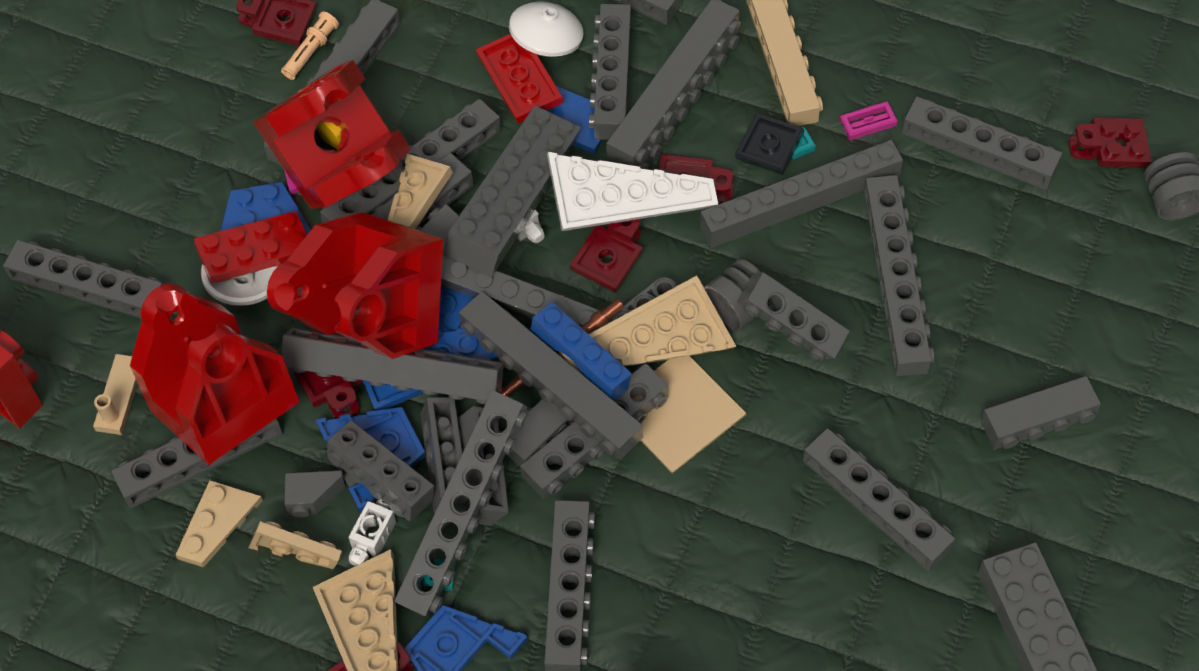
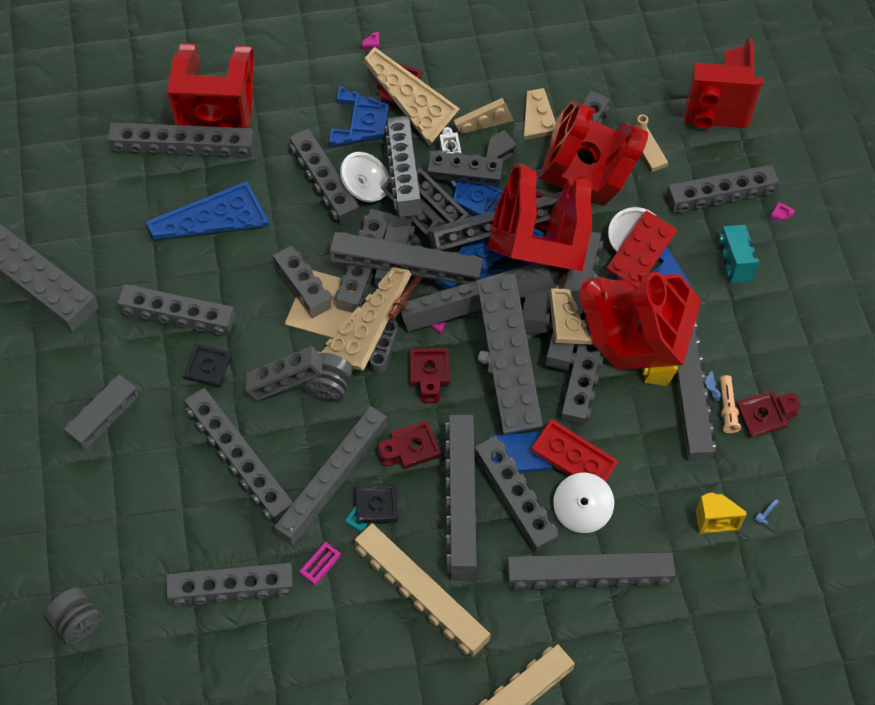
camera: 145 degrees right, 0 degrees up
(44, 221) = (782, 212): none -> dark pink tile
(146, 189) = (738, 254): none -> teal wedge
(312, 66) = (711, 387): none -> medium blue piece
(517, 543) = (364, 176): none -> white dish
(595, 363) = (414, 276): blue arch -> none
(610, 192) = (451, 385): white wing -> none
(694, 405) = (303, 290): none -> dark grey brick
(744, 615) = (223, 211): none -> blue wing
(874, 410) = (207, 365): none -> black tile
(1101, 142) = (145, 631): dark red plate -> none

